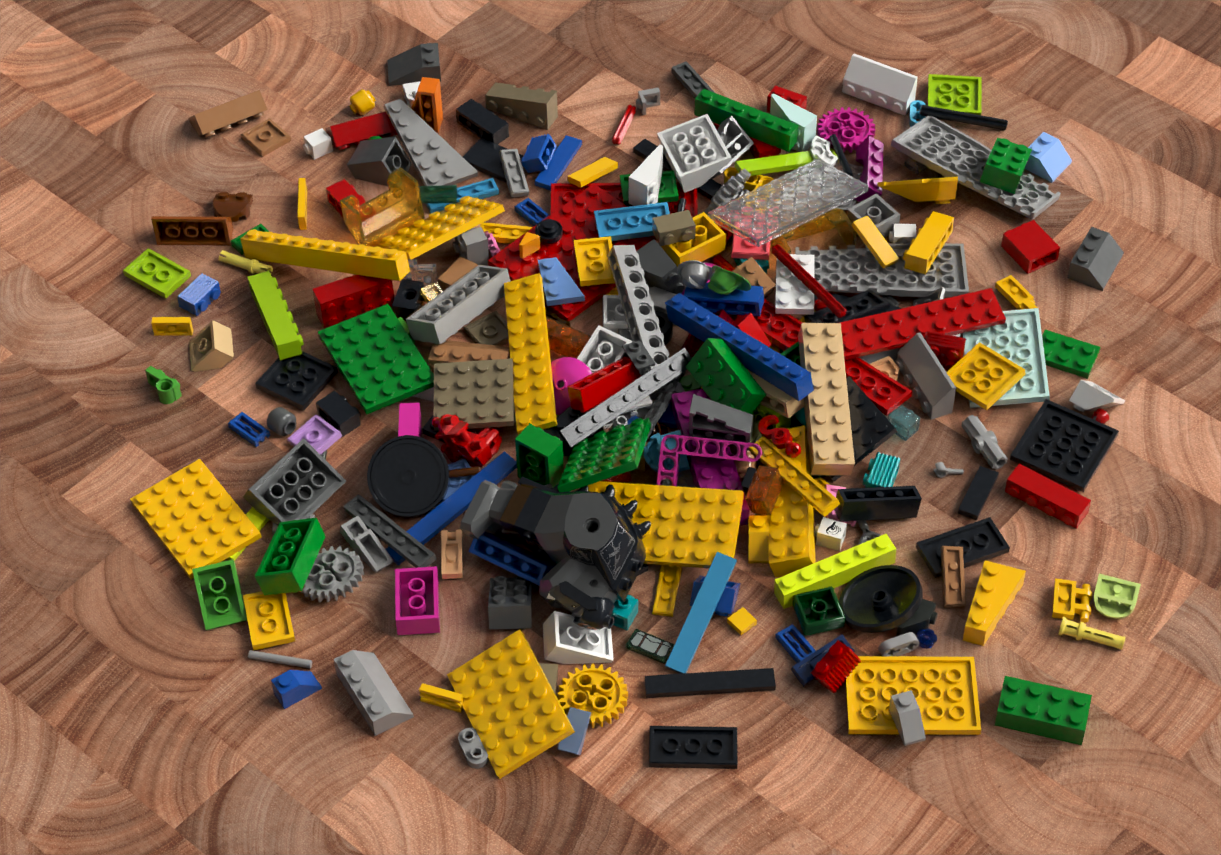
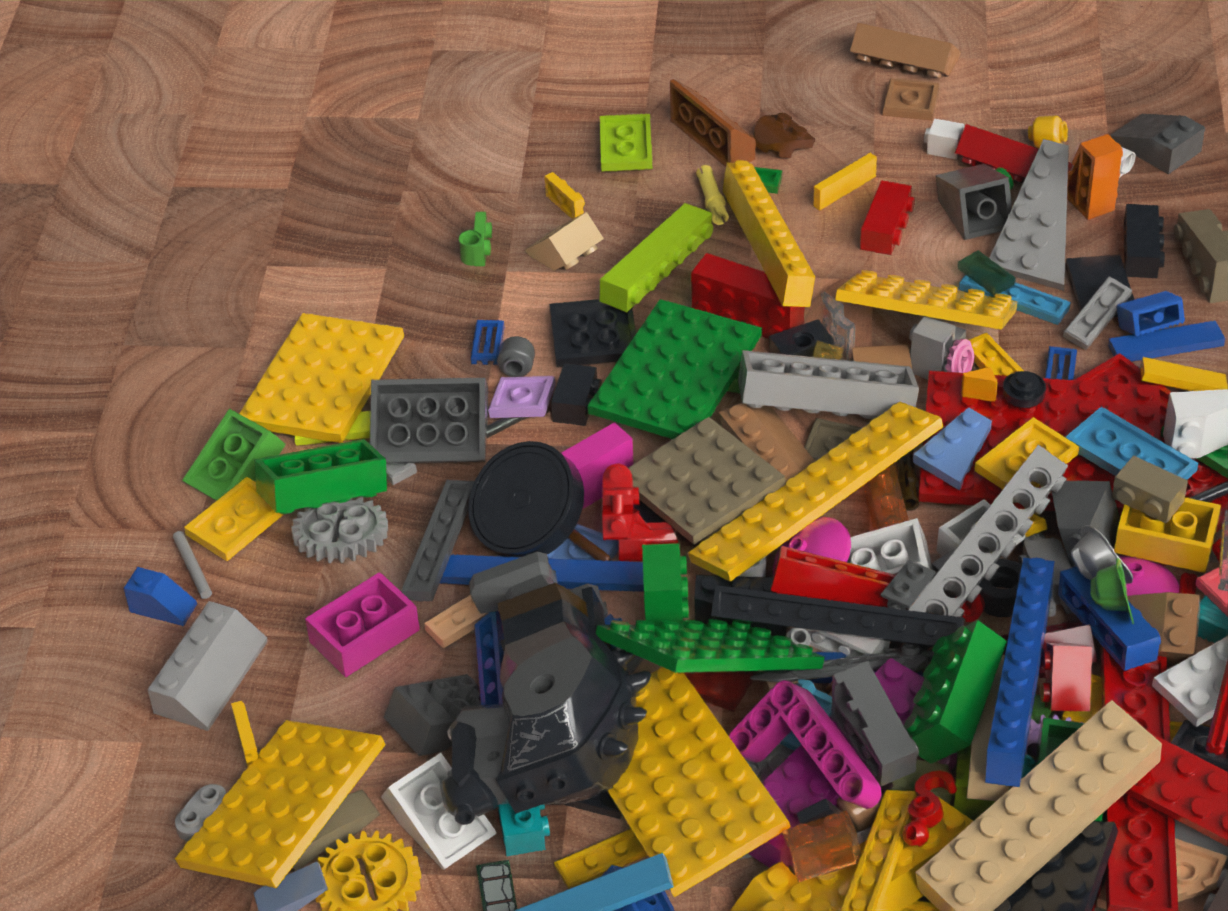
camera: 55 degrees right, 5 degrees down
(199, 294) = (629, 188): brick -> none
(365, 544) = (408, 531): light grey slope -> none
(386, 212) = (890, 243): clear yellow windscreen -> none

